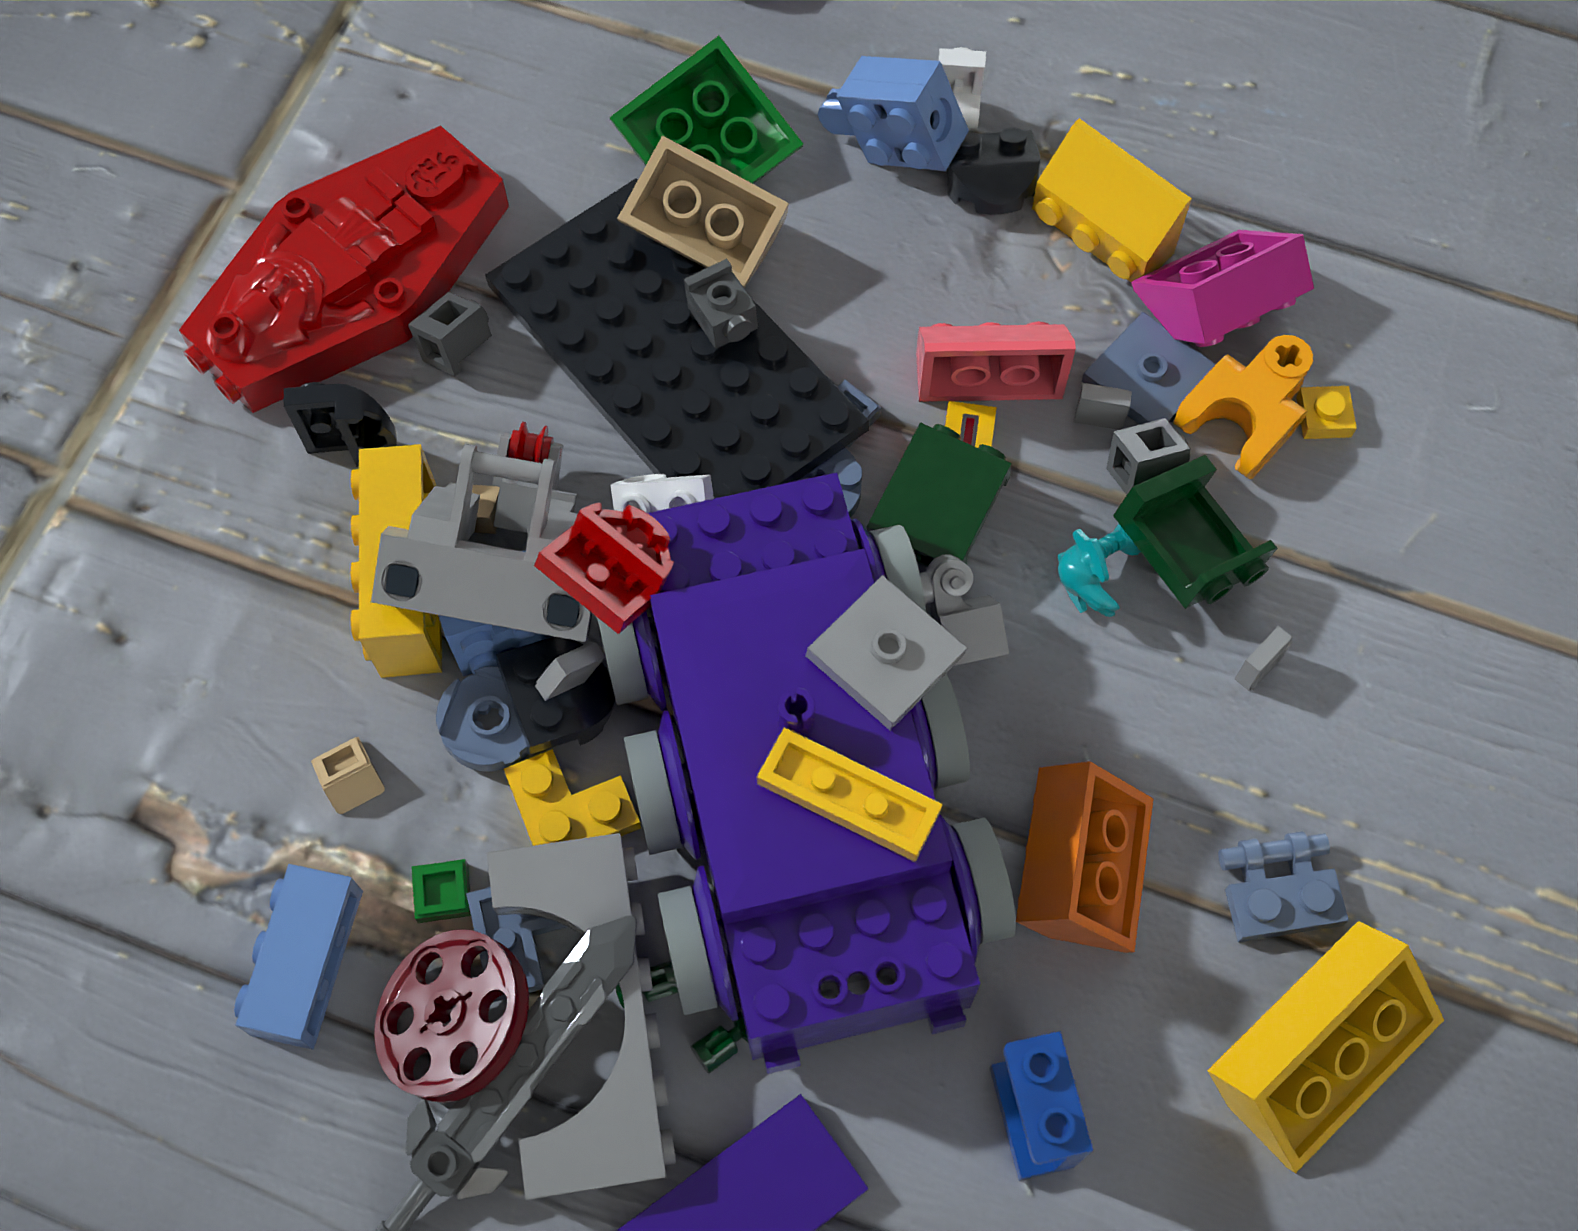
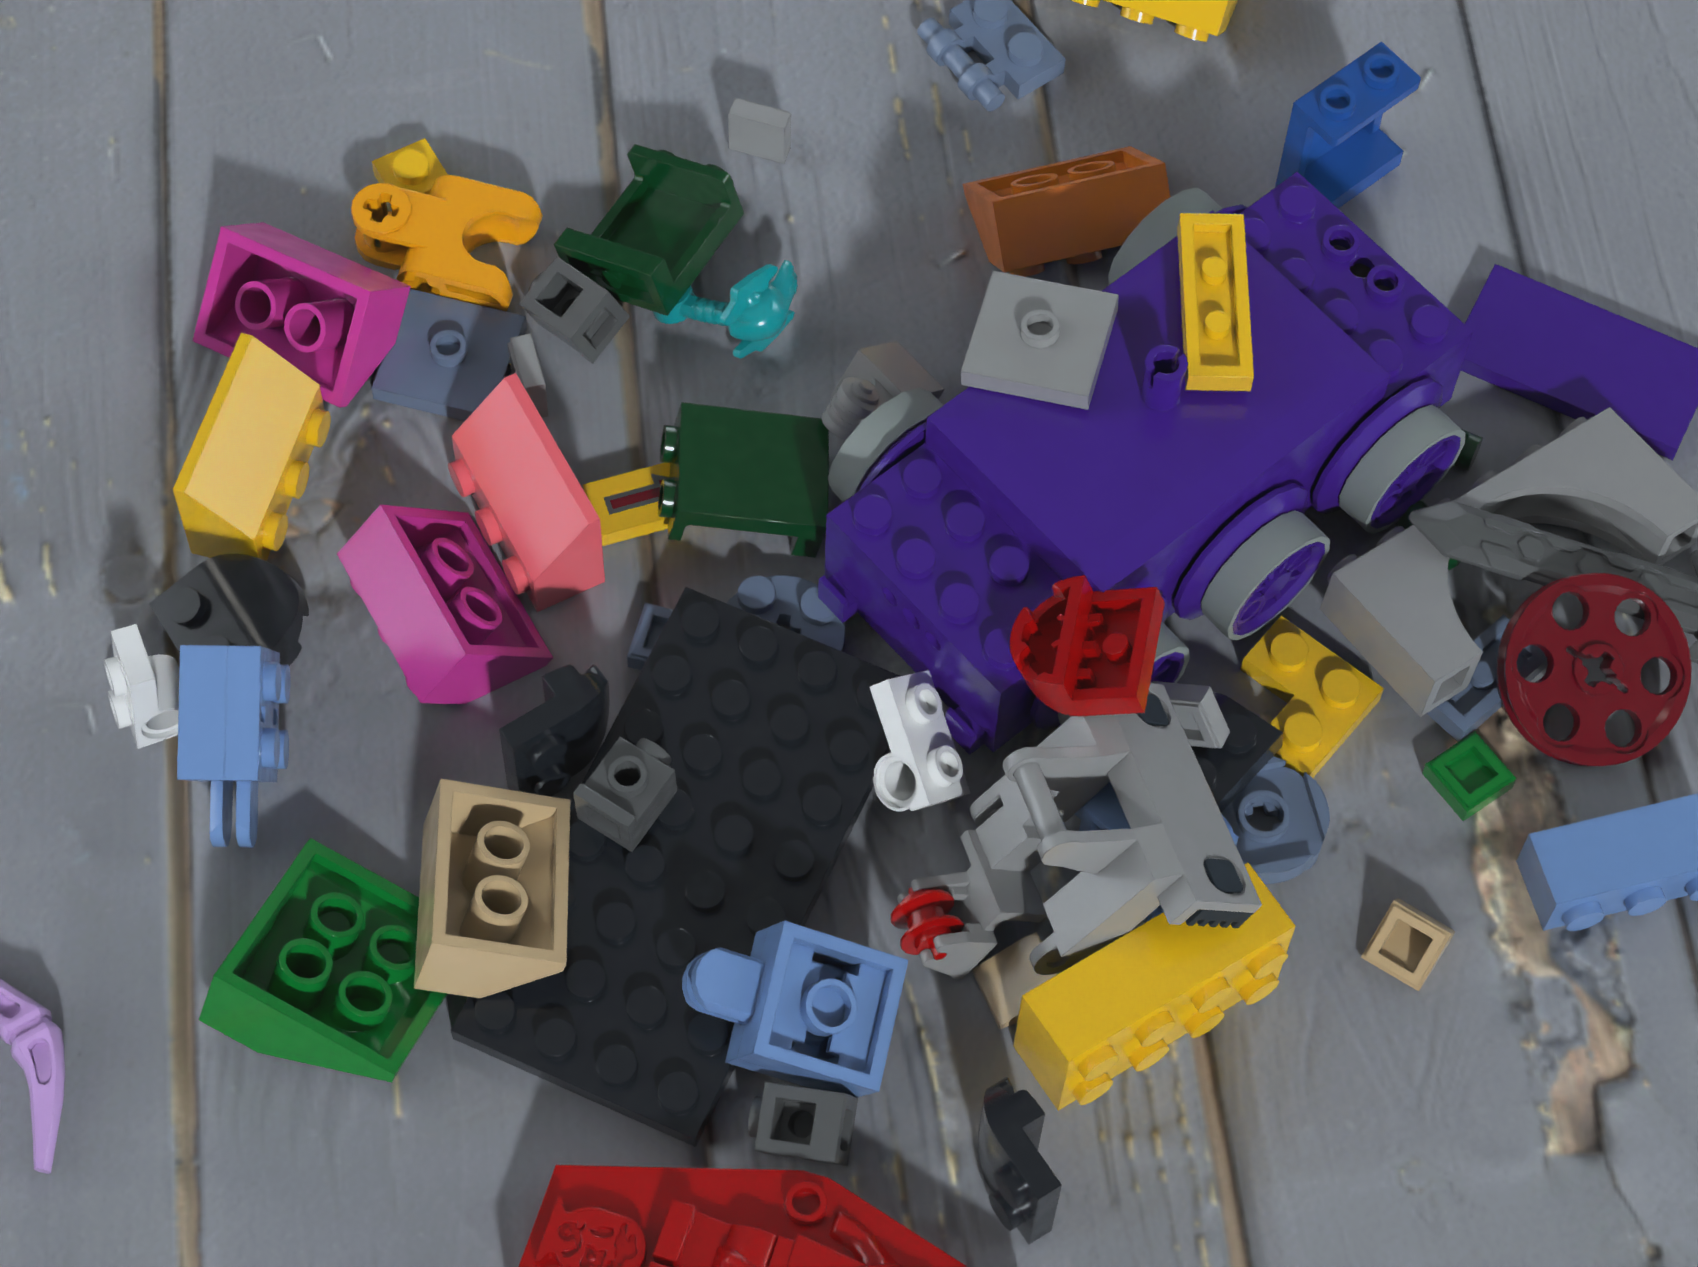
camera: 120 degrees left, 5 degrees down
(512, 346) = (800, 1017): none -> medium blue brick
(795, 293) = (559, 735): none -> black slope
(939, 281) = (442, 603): none -> dark pink slope

